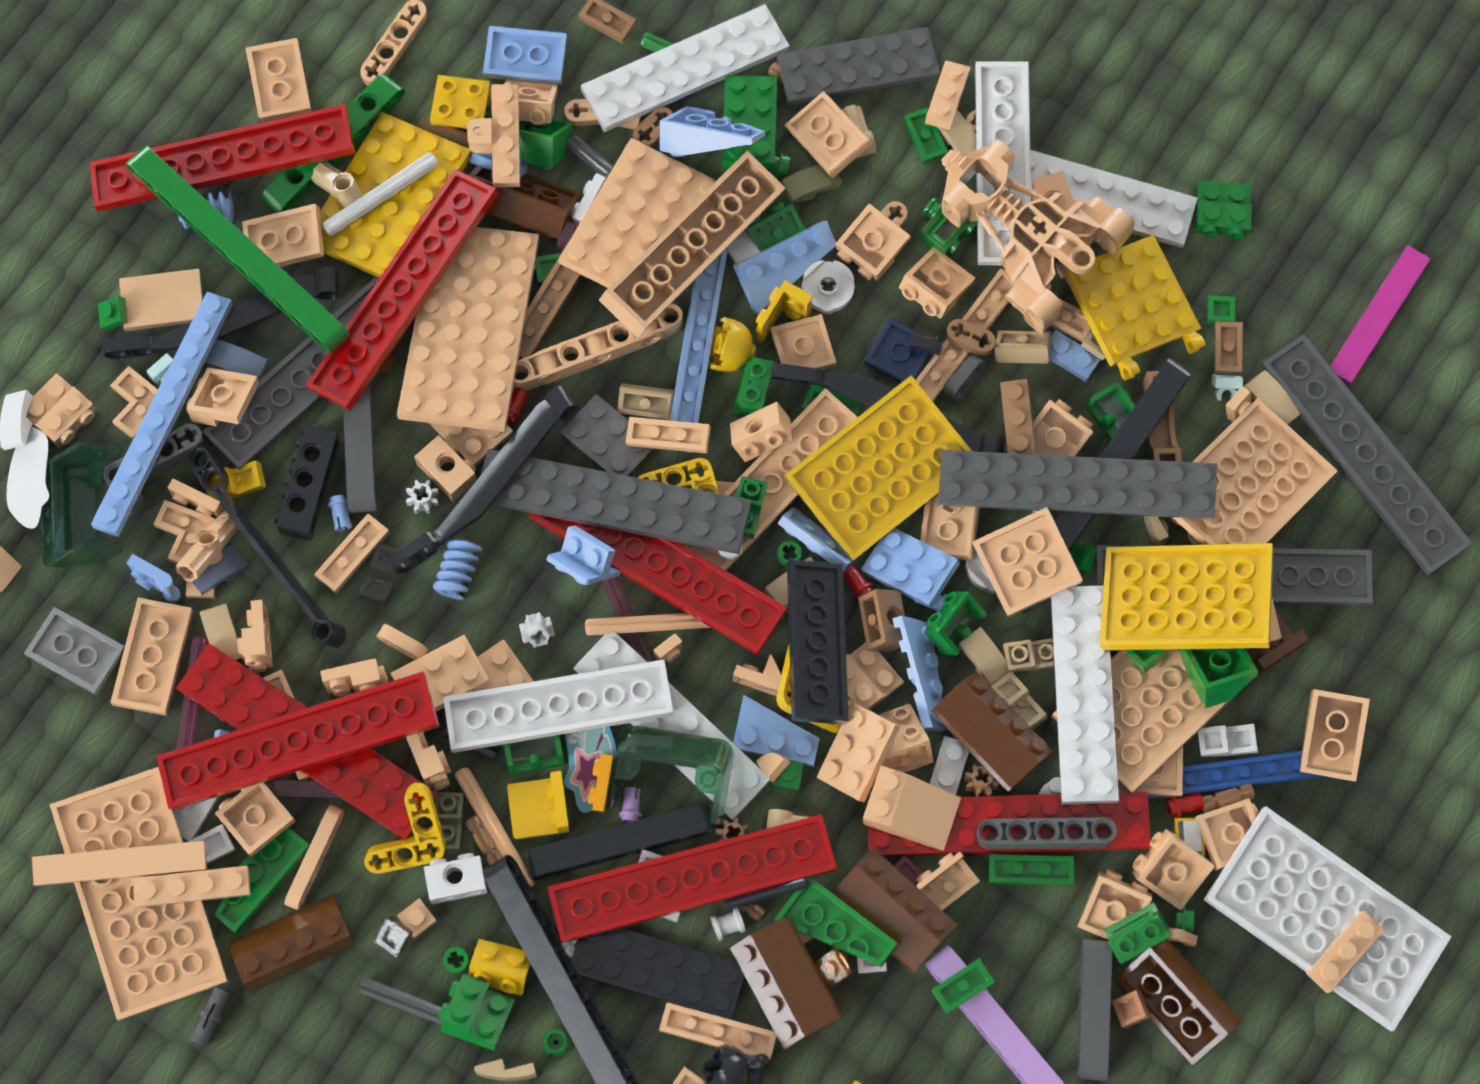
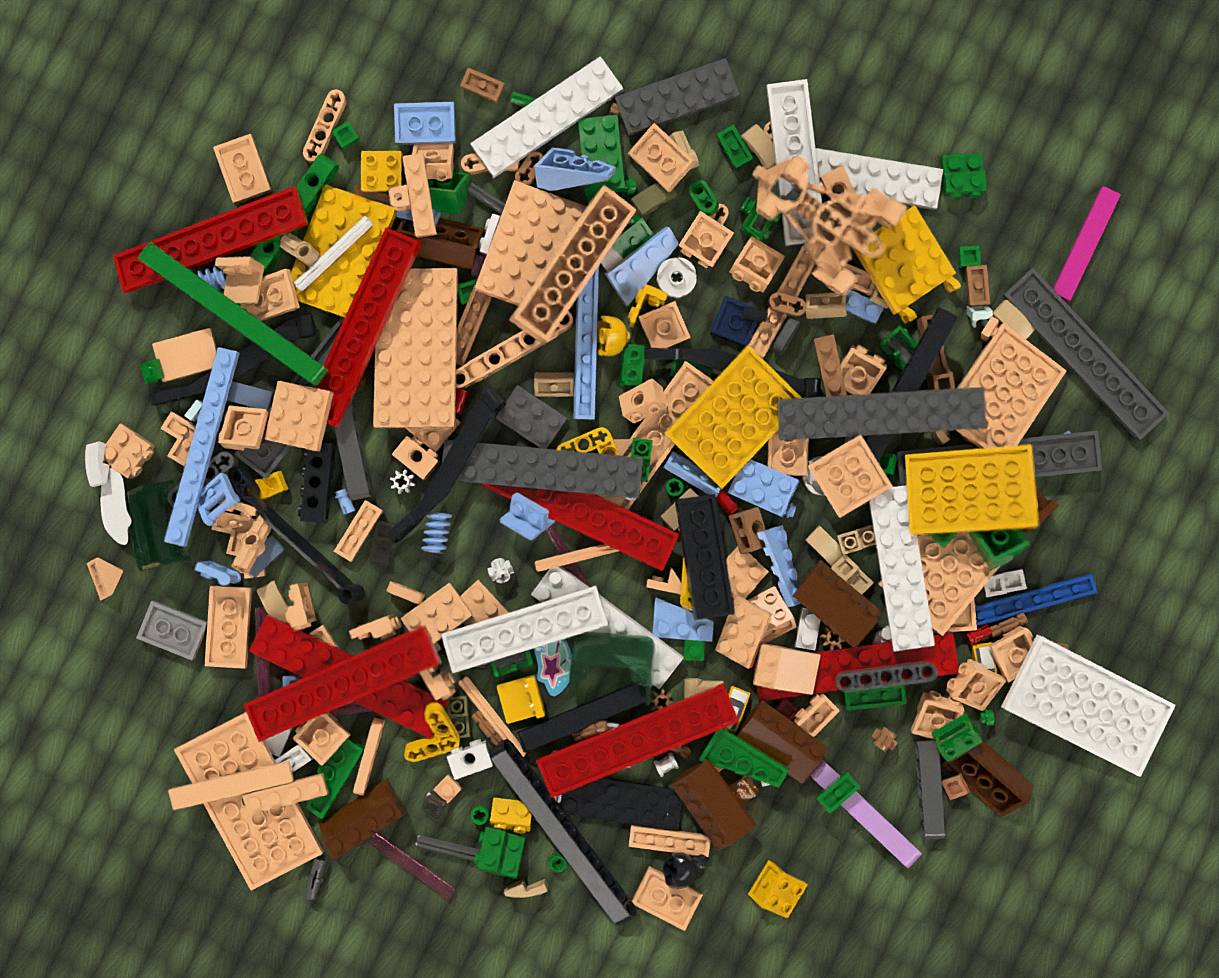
camera: 10 degrees left, 15 degrees up
(168, 474) = (213, 494): none -> light blue plate
(256, 207) = (242, 279): none -> light nougat bracket
(299, 389) = (298, 416): none -> light nougat plate
(348, 1019) = (411, 866): none -> clear pink axle
(419, 56) = (345, 135): none -> green plate
(598, 794) = (563, 686): light orange plate -> none
(630, 805) = (586, 689): lavender pin -> none
(643, 854) = (590, 731): none -> medium nougat axle
(668, 435) = (574, 413): light nougat plate -> none
(669, 649) = (598, 572): light nougat plate -> none
(767, 893) = (712, 736): black bar -> none
(772, 765) = (683, 647): light nougat tile -> none
(842, 850) = (739, 701): none -> slope
(877, 190) = (705, 198): none -> green plate
(947, 95) = (747, 112): light nougat plate -> none
(952, 621) = (798, 526): green window -> none
(1038, 929) = (884, 739): none -> medium nougat gear
(1183, 937) = (984, 731): light nougat tile -> none
(1334, 735) = (1082, 570): light nougat slope -> none
(1345, 951) = (1104, 730): light nougat plate -> none

